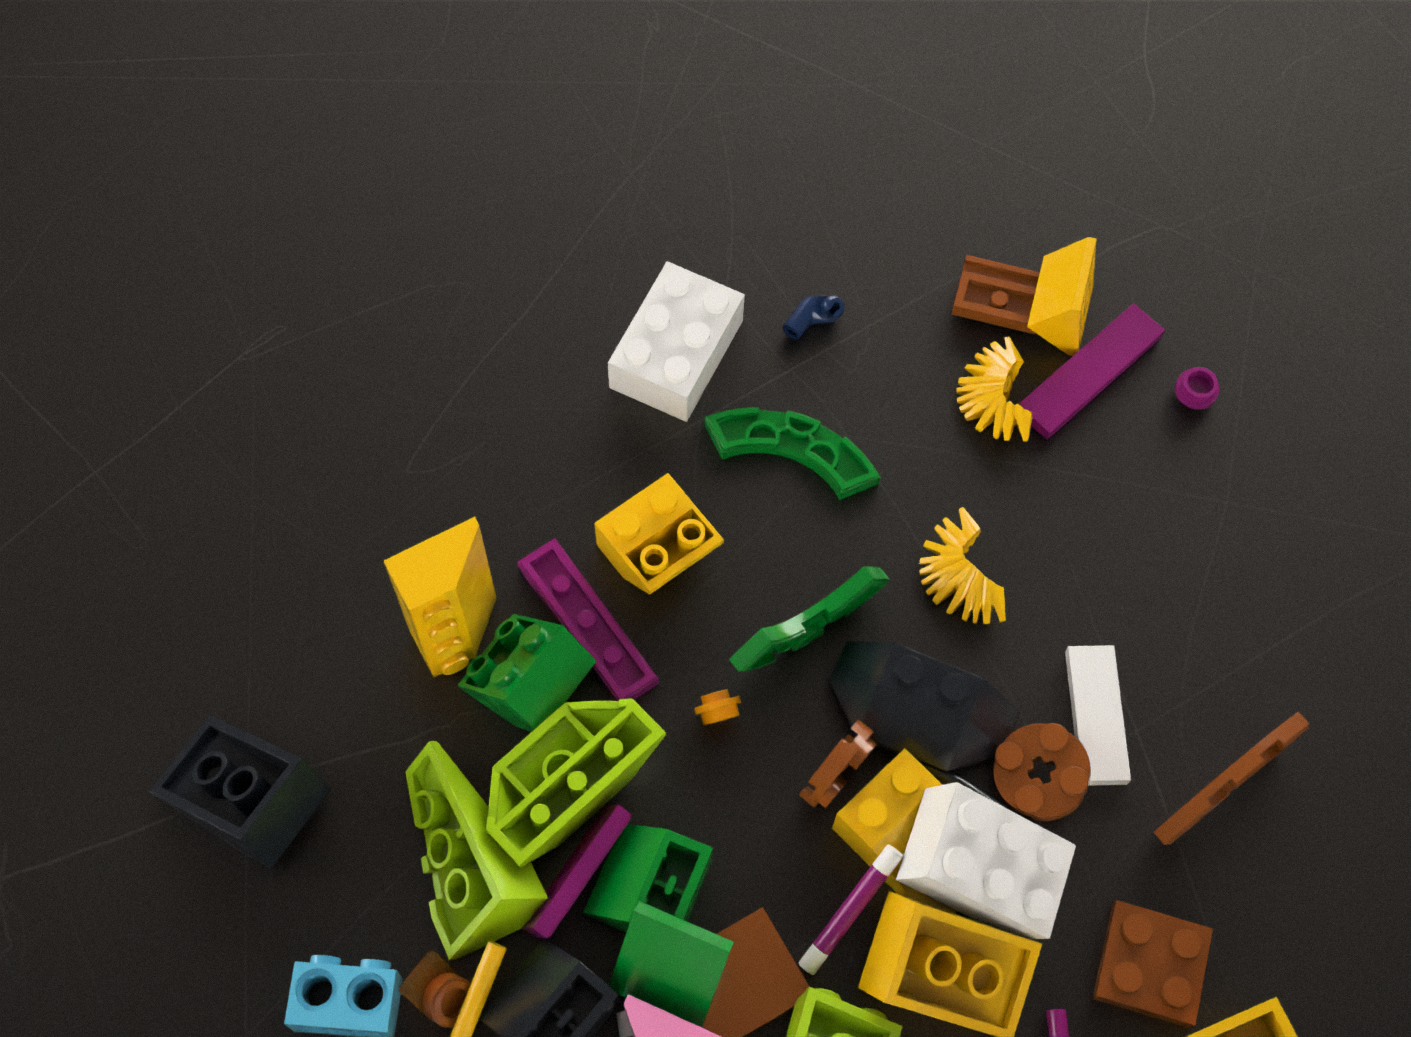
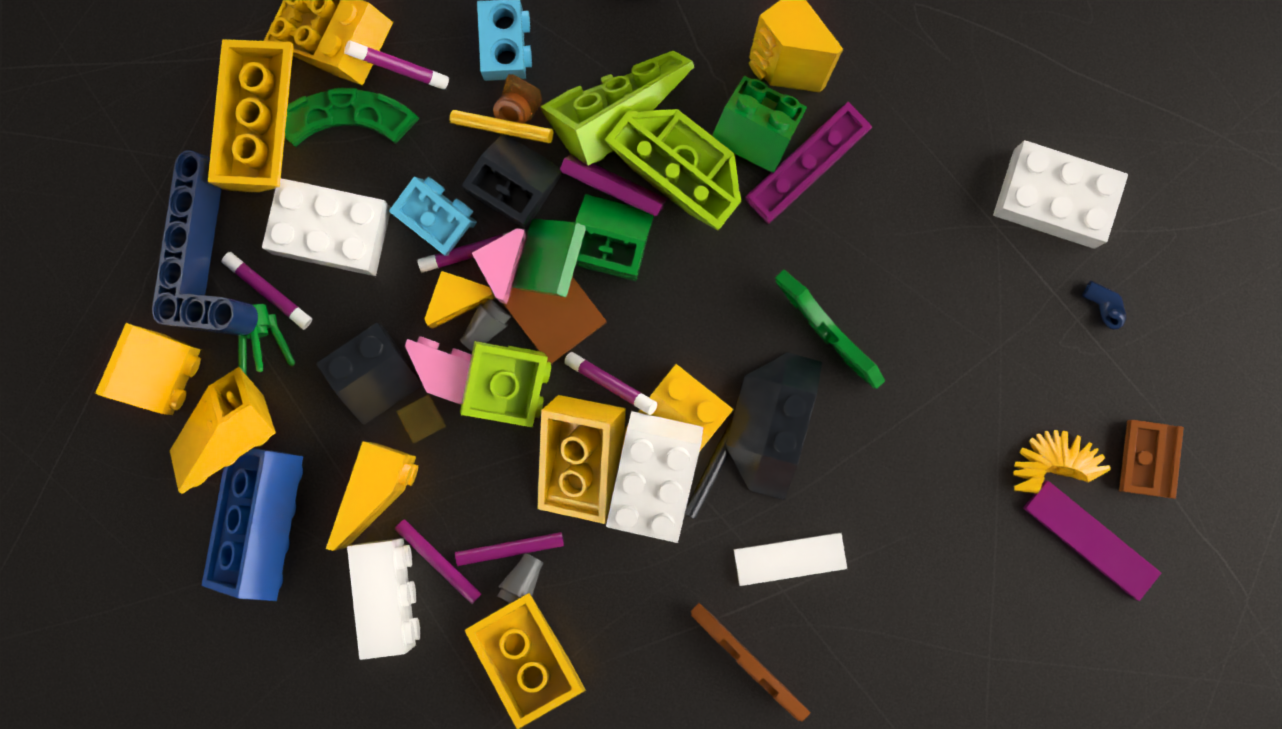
camera: 85 degrees right, 20 degrees up
(655, 535) = (881, 203): yellow slope -> none
(718, 707) = (752, 269): light orange plate -> none
(796, 438) = (990, 305): green tile -> none
(828, 776) = (714, 363): dark orange plate -> none
(956, 574) = (889, 443): yellow hair -> none
(1030, 796) = (730, 537): dark orange plate -> none
(1064, 295) = (1154, 512): yellow slope -> none
(1153, 964) = (605, 608): dark orange plate -> none
(1197, 388) = (1088, 630): magenta plate -> none

